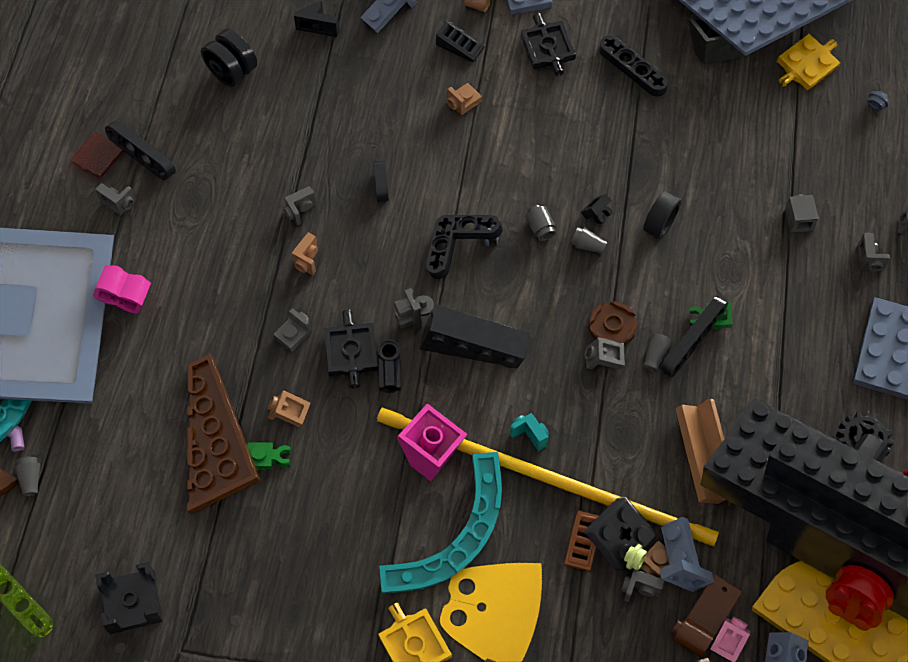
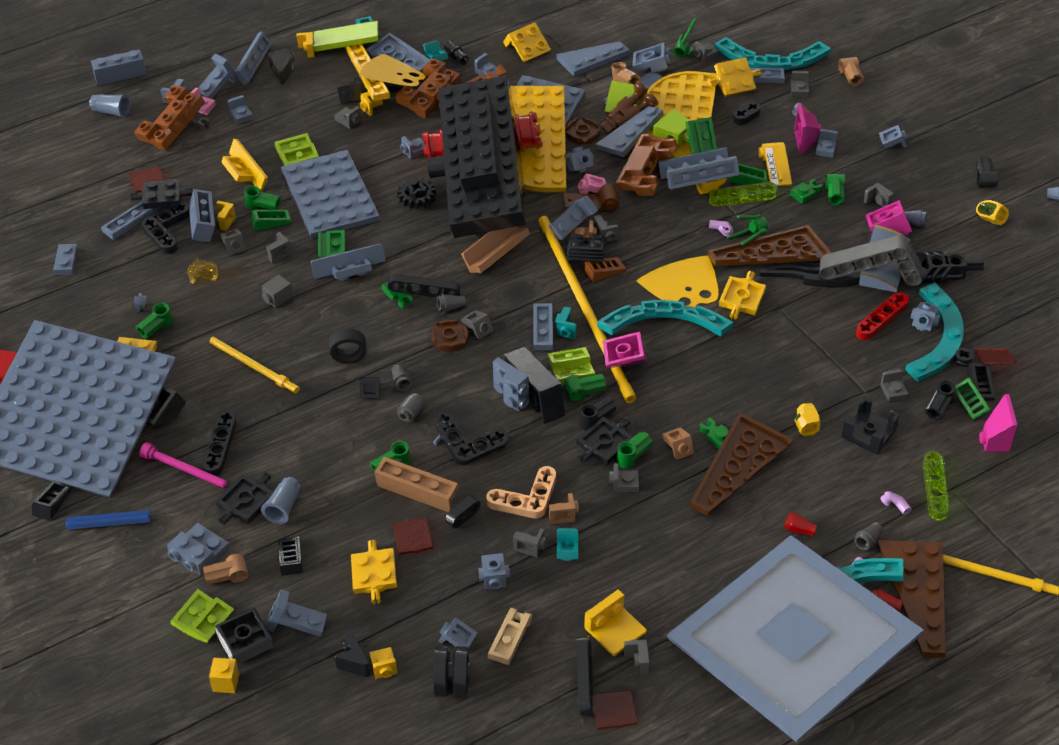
camera: 130 degrees left, 15 degrees down
(36, 541) = (898, 500): none -> lavender arm
(100, 427) = (797, 524): none -> red cone
(121, 289) = (701, 585): dark pink brick -> none
(159, 203) = (612, 623): none -> yellow bracket
(197, 548) = (807, 419): none -> yellow rock
(229, 130) = (509, 636): none -> tan plate
(265, 95) = (457, 633): none -> sand blue bracket
(266, 228) = (567, 544): none -> teal bracket
(292, 38) = (383, 663): none -> yellow bracket
(294, 155) = (493, 571): none -> sand blue brick
(316, 362) = (631, 450): none -> green piece
(347, 239) = (528, 501): none -> light nougat beam
(386, 85) = (373, 571): none -> yellow plate
(397, 137) = (412, 536): none -> clear red piece
(410, 310) = (548, 420): dark grey hips -> none
(434, 379) = (579, 387): none -> green piece
(440, 159) = (415, 484): none -> medium nougat panel
(463, 98) = (342, 518): medium nougat bracket -> none
(472, 397) = (571, 363): none -> lime slope
(490, 168) = (398, 452): none -> green piece
(493, 308) = (511, 383): none -> sand blue plate
(518, 63) = (280, 503): none -> sand blue plant
(547, 410) = (542, 327): none -> sand blue plate
(635, 557) = (596, 227): yellowish green plate -> none
(665, 12) = (149, 451): none -> dark pink piece
(672, 150) = (281, 380): none -> yellow bar
(789, 299) = (348, 263): none -> sand blue bracket
(838, 304) = (331, 243): none -> green plate
(839, 97) = (158, 319): none -> green piece
(887, 173) = (202, 269): none -> clear yellow bracket

